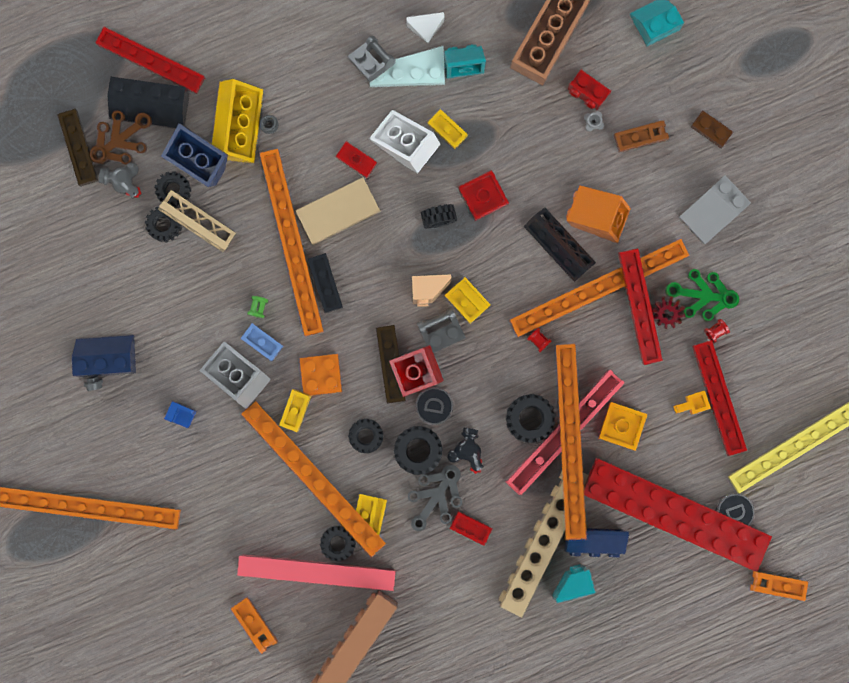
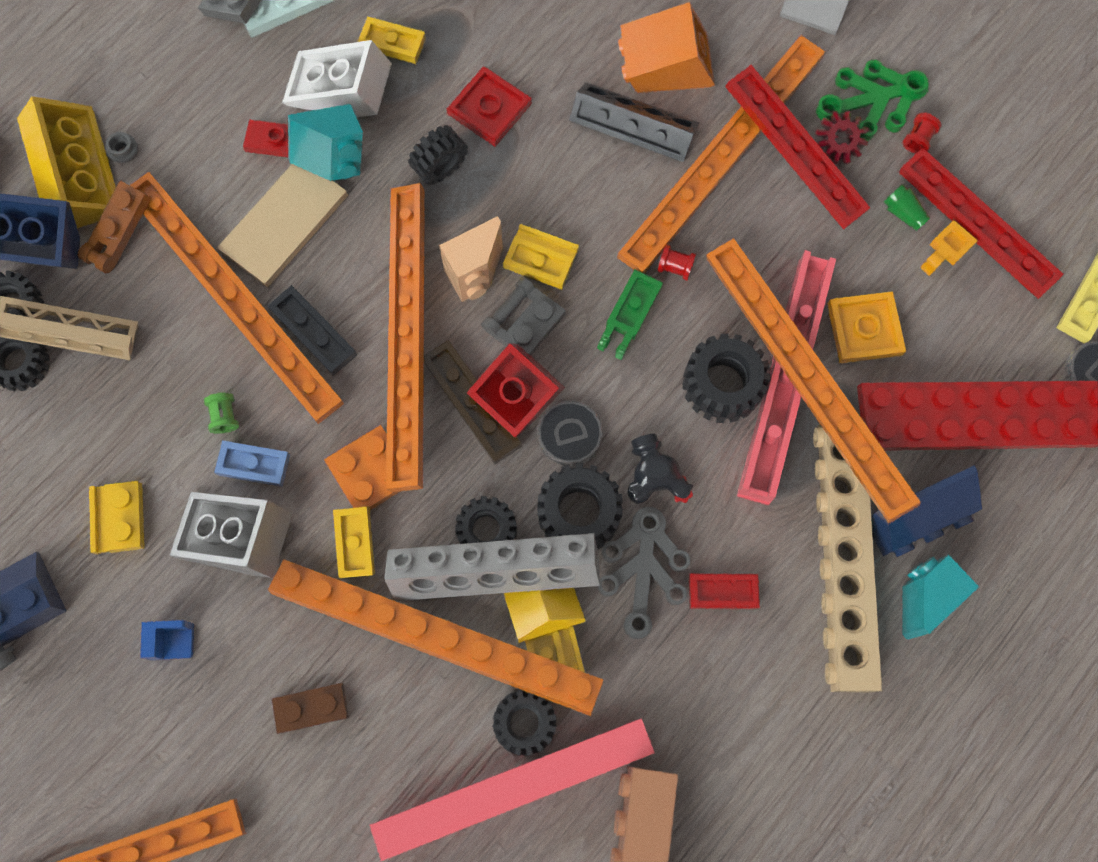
camera: 25 degrees left, 10 degrees down
(180, 336) = (116, 517): none -> yellow plate
(235, 483) = (310, 708): none -> reddish brown plate
(246, 173) = (114, 227): none -> dark orange plate
(358, 460) = (493, 567): none -> light grey brick
(373, 311) = (406, 340): none -> orange plate
(375, 487) = (543, 611): none -> yellow slope
(381, 182) = (326, 142): none -> teal slope
(500, 355) = (630, 311): none -> green hinge
(683, 369) = (906, 207): none -> green cone

